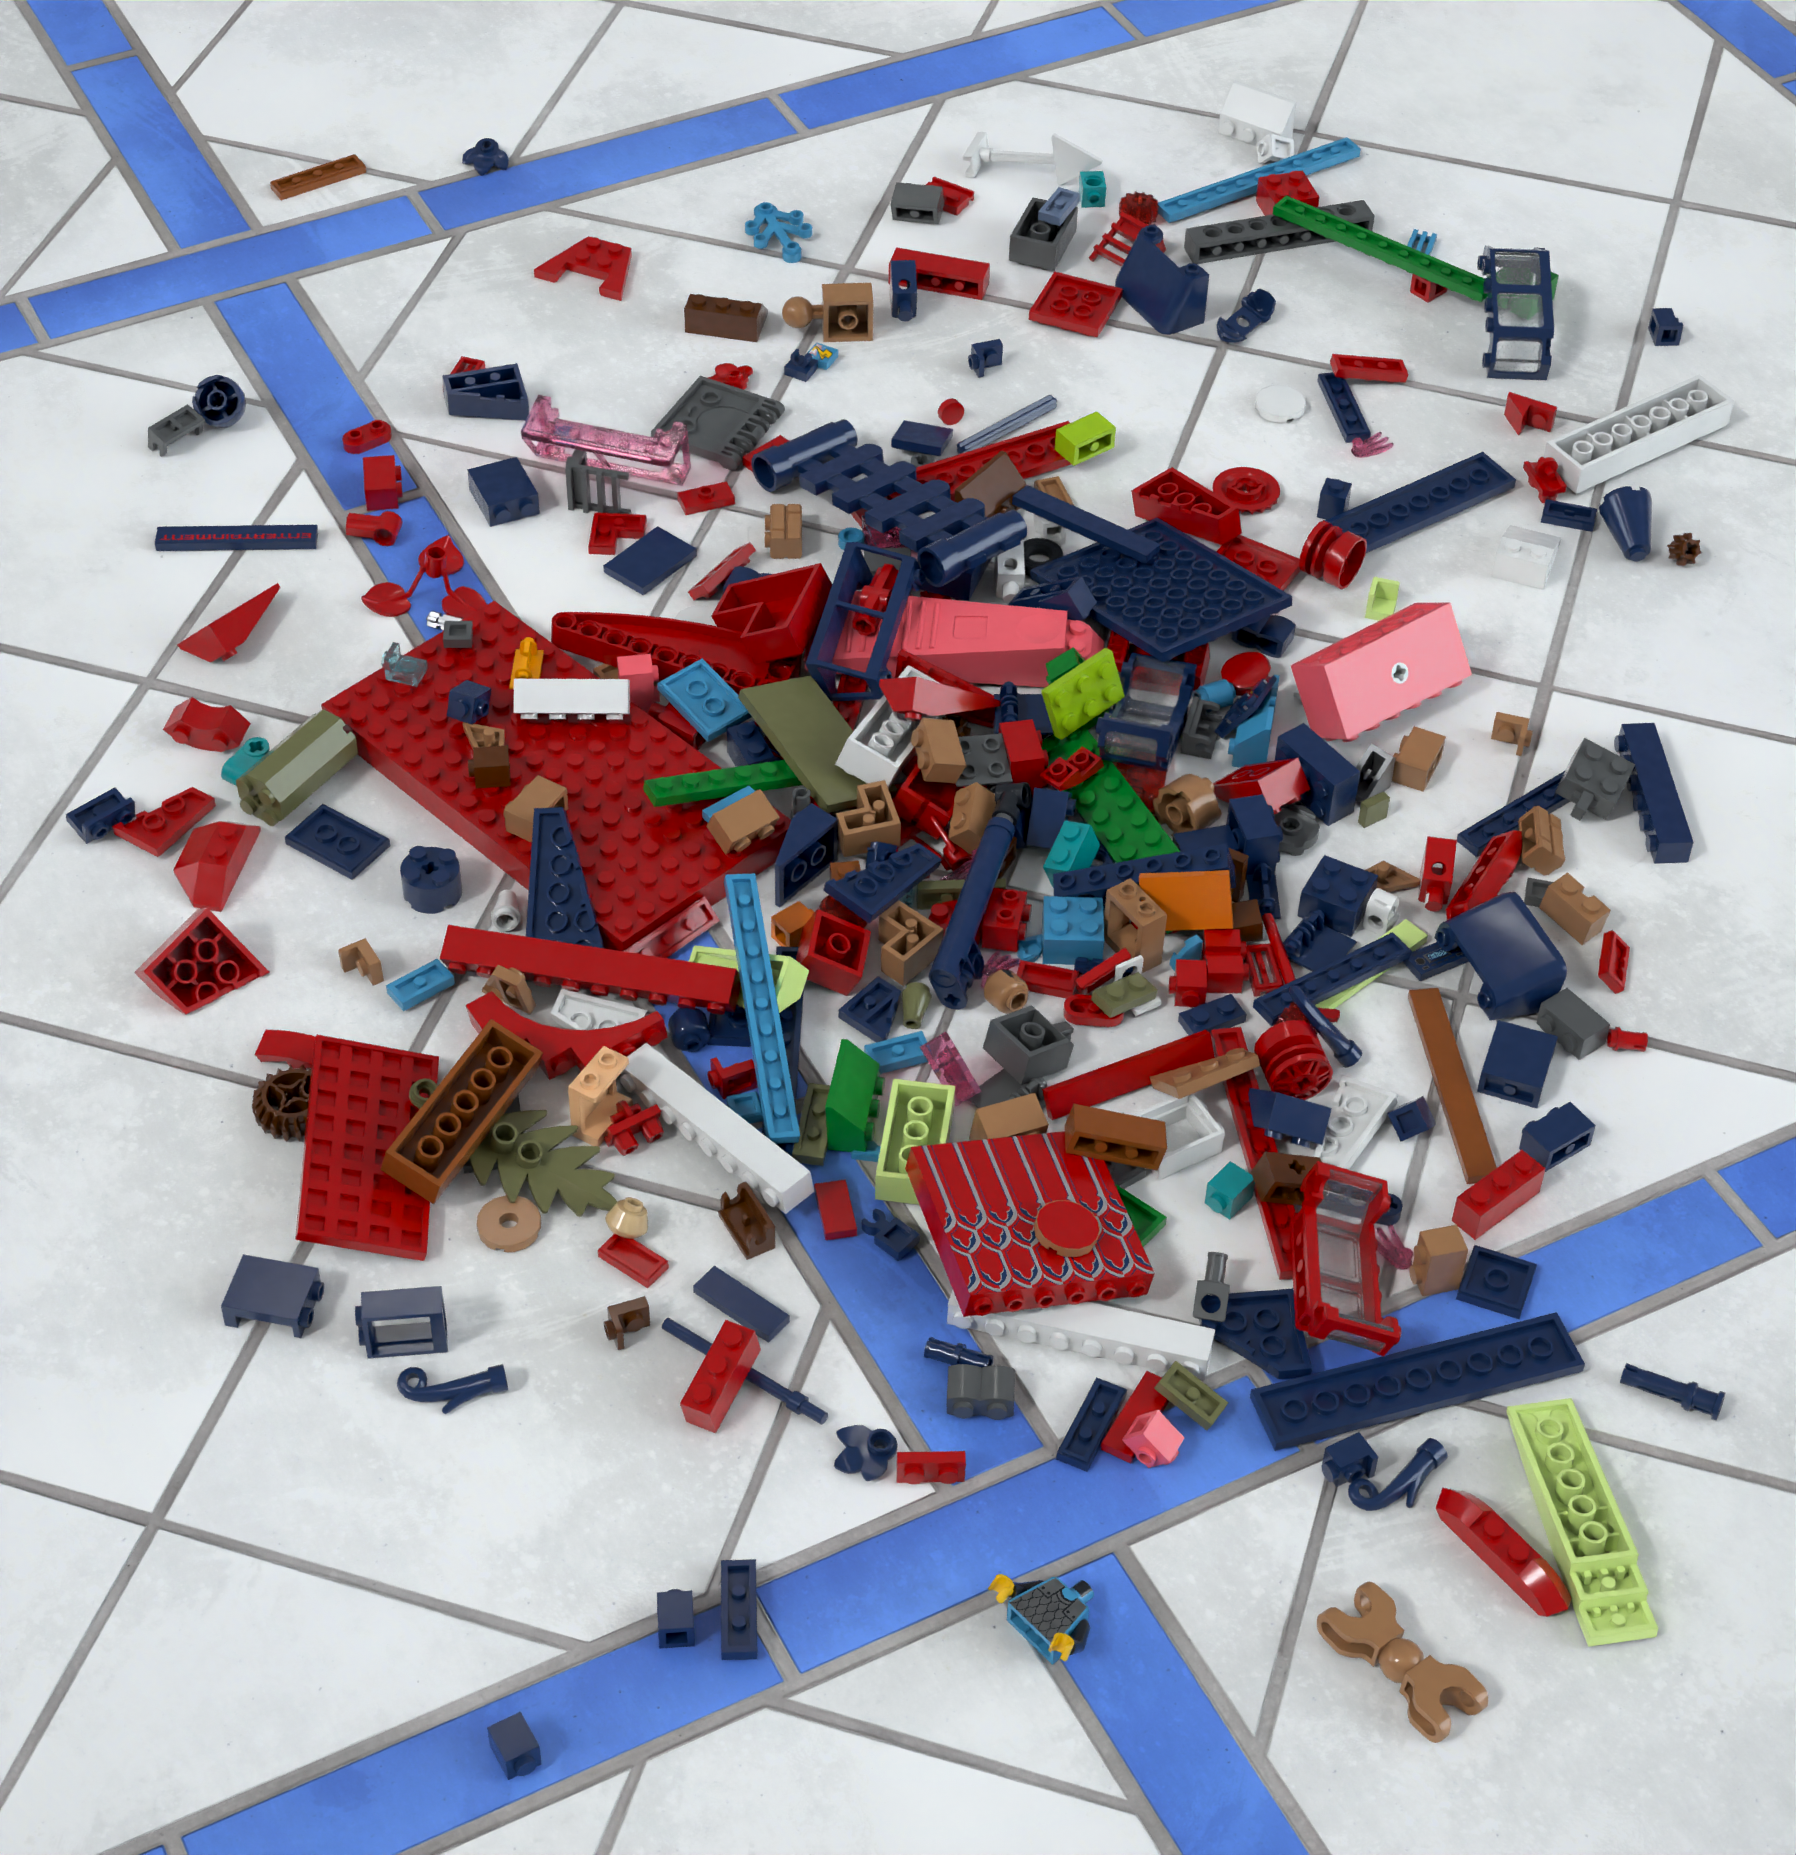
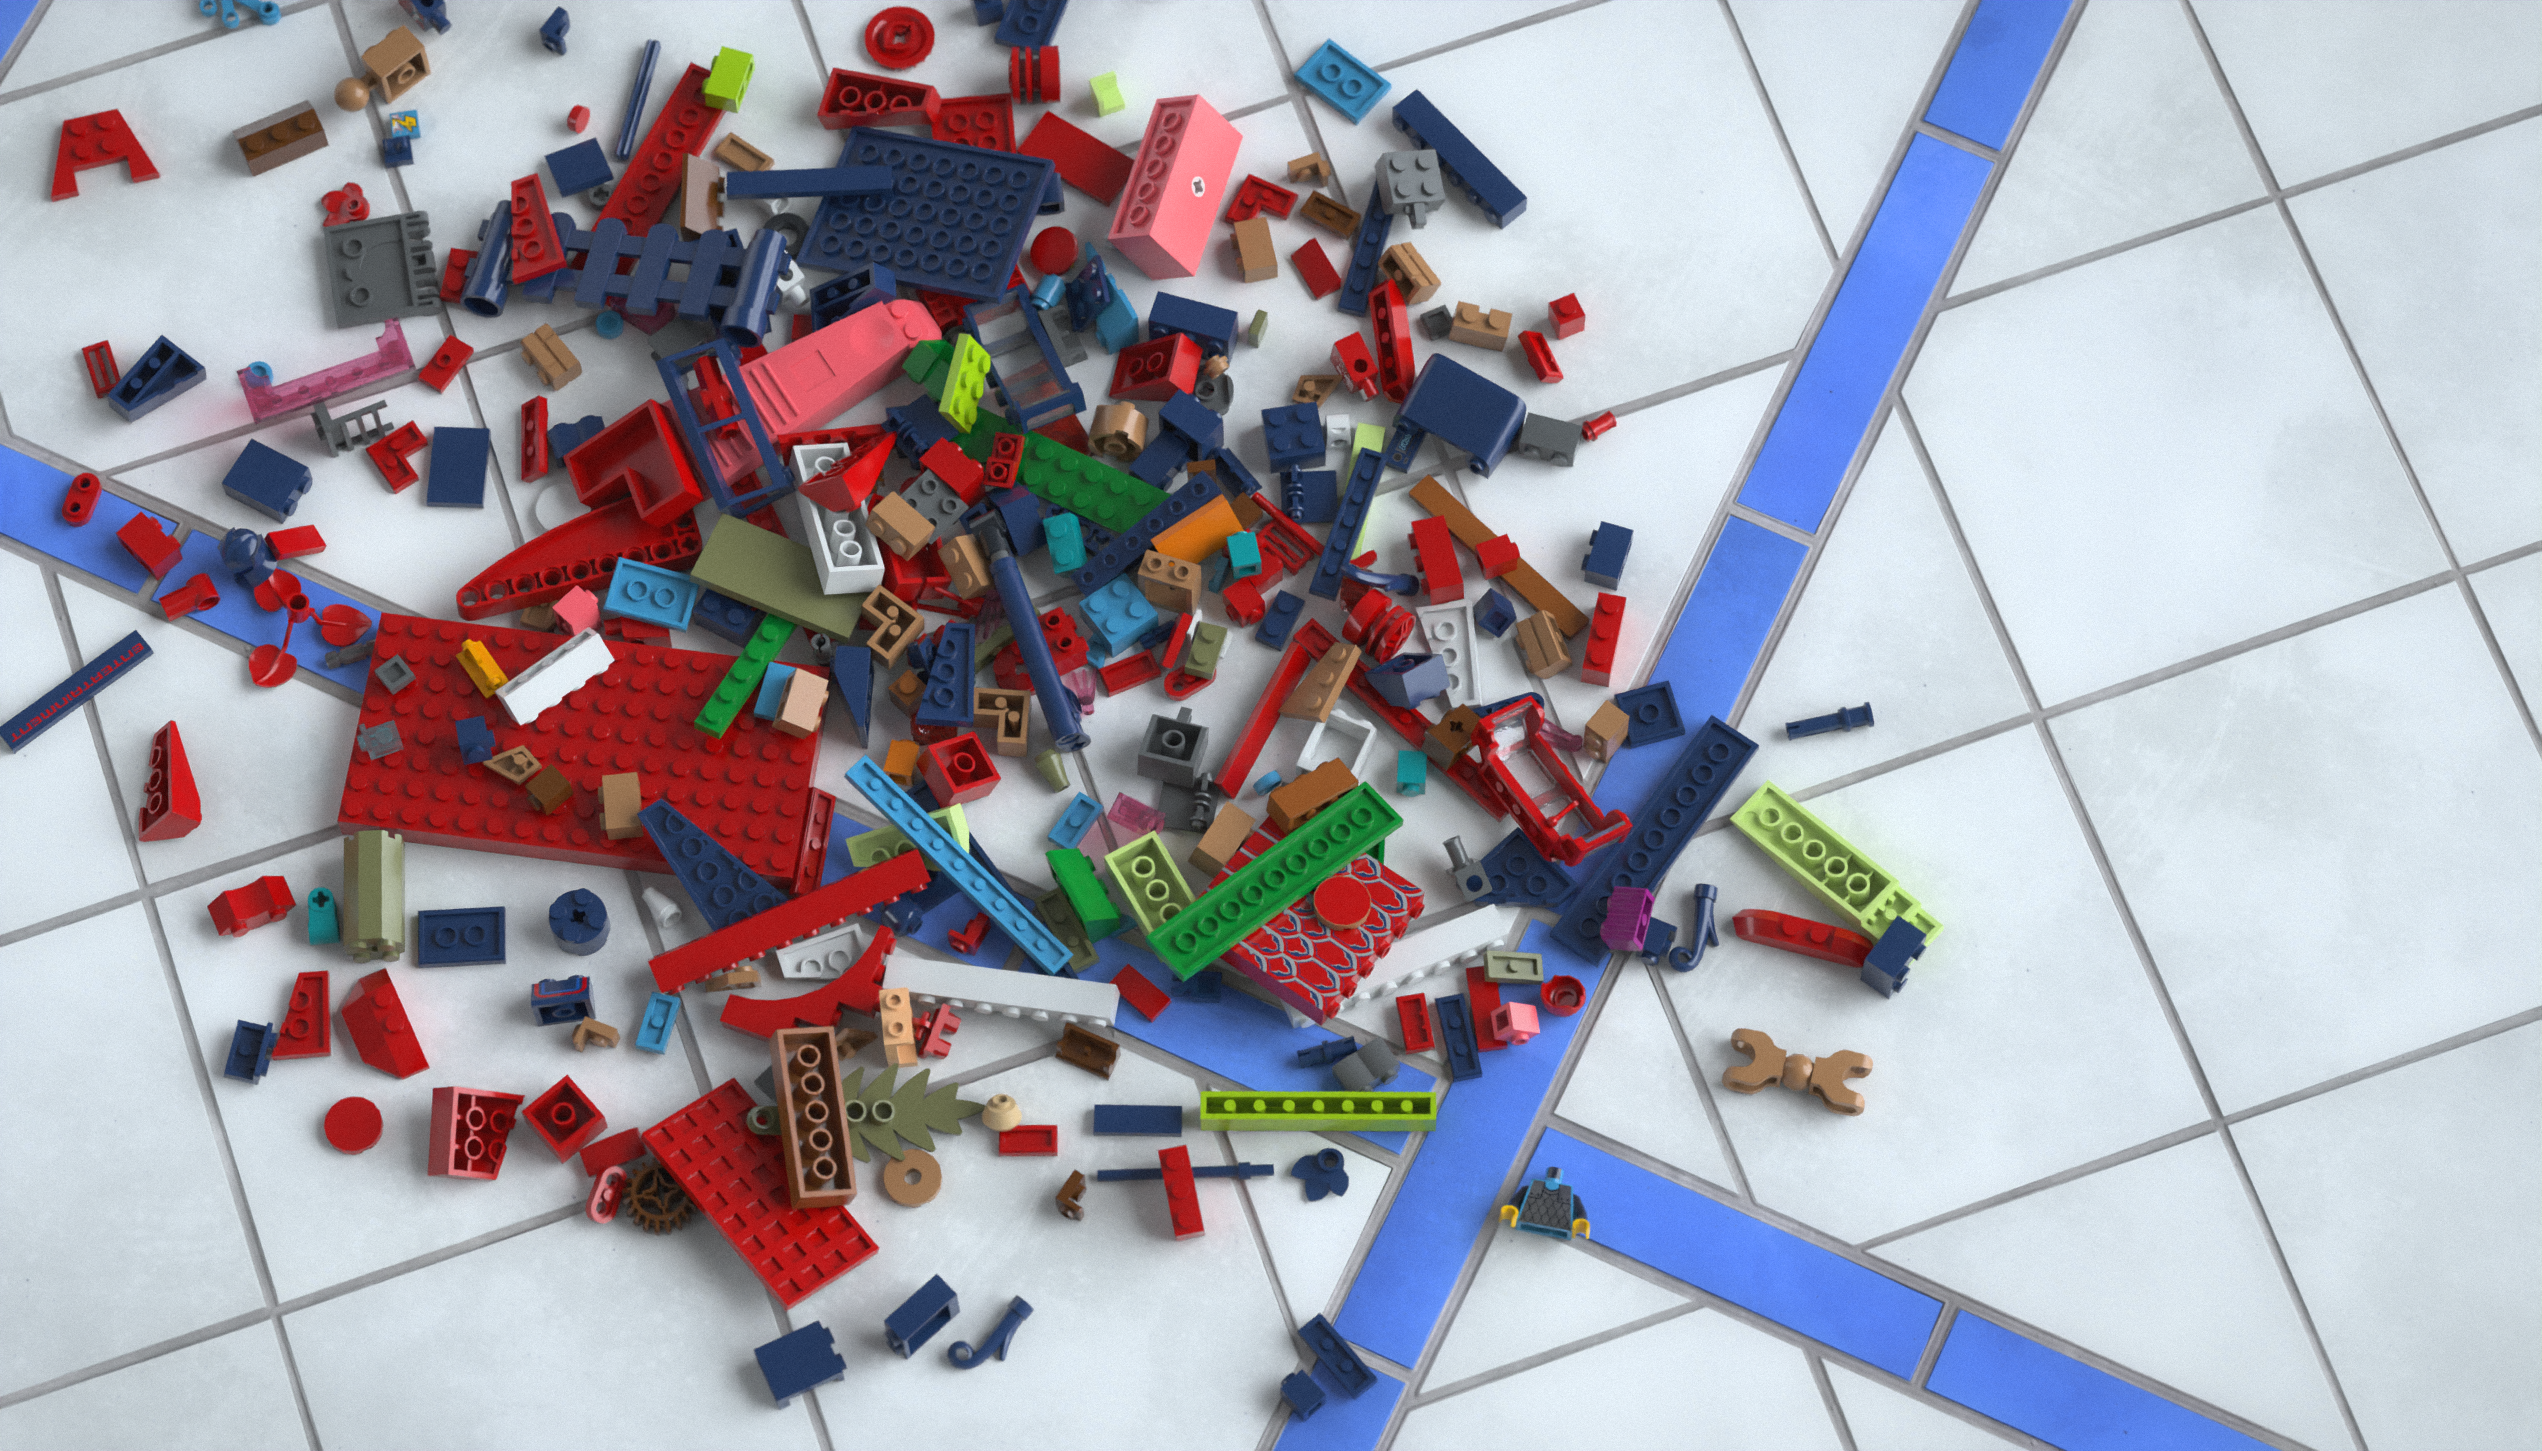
camera: 35 degrees left, 20 degrees up
(122, 911) = (353, 1125): none -> red tile
(252, 1072) = (606, 1194): none -> red plate
(276, 998) = (564, 1119): none -> red brick
(357, 918) = (563, 1000): none -> dark blue slope
(438, 518) = (245, 548): none -> dark blue helmet
(482, 533) = (295, 542): none -> red tile
(550, 1089) = (852, 1040): none -> medium nougat piece
(747, 1106) = (1000, 953): dark azure tile -> none
(844, 443) = (533, 232): none -> red wing
(872, 1009) = (1025, 797): dark blue wing -> none
(906, 1393) = (1317, 1111): none -> lime brick
(930, 1467) = (1372, 1161): red plate -> none
(1006, 991) = (1113, 709): medium nougat head -> none
(1018, 1171) = (1273, 881): none -> green plate
(1059, 1385) = (1415, 1023): none -> red plate
(1216, 939) = (1244, 554): none -> teal brick
(1219, 1448) = (1563, 995): none -> red hair
(1311, 808) = (1216, 366): none -> medium nougat plate
(1316, 620) = (1079, 158): none -> red tile
(1324, 1290) = (1552, 821): none -> red hinge
(1333, 1417) = (1627, 918): none -> magenta brick
(1375, 772) = (1233, 292): flat silver slope -> none
(1389, 1047) = (1436, 560): none -> red brick
(1437, 1165) = (1543, 645): none -> medium nougat brick
(1448, 1074) = (1497, 556): none -> red brick
(1458, 733) = (1257, 196): none -> red tile
(1461, 801) = (1316, 269): none -> red slope
(1505, 771) = (1330, 215): none -> reddish brown plate
(1517, 1064) = (1536, 506): dark blue panel -> none
(1576, 1612) = (1888, 961): none -> dark blue brick
(1594, 696) = (1342, 81): none -> dark azure tile
(1662, 945) = (1566, 316): none -> red brick

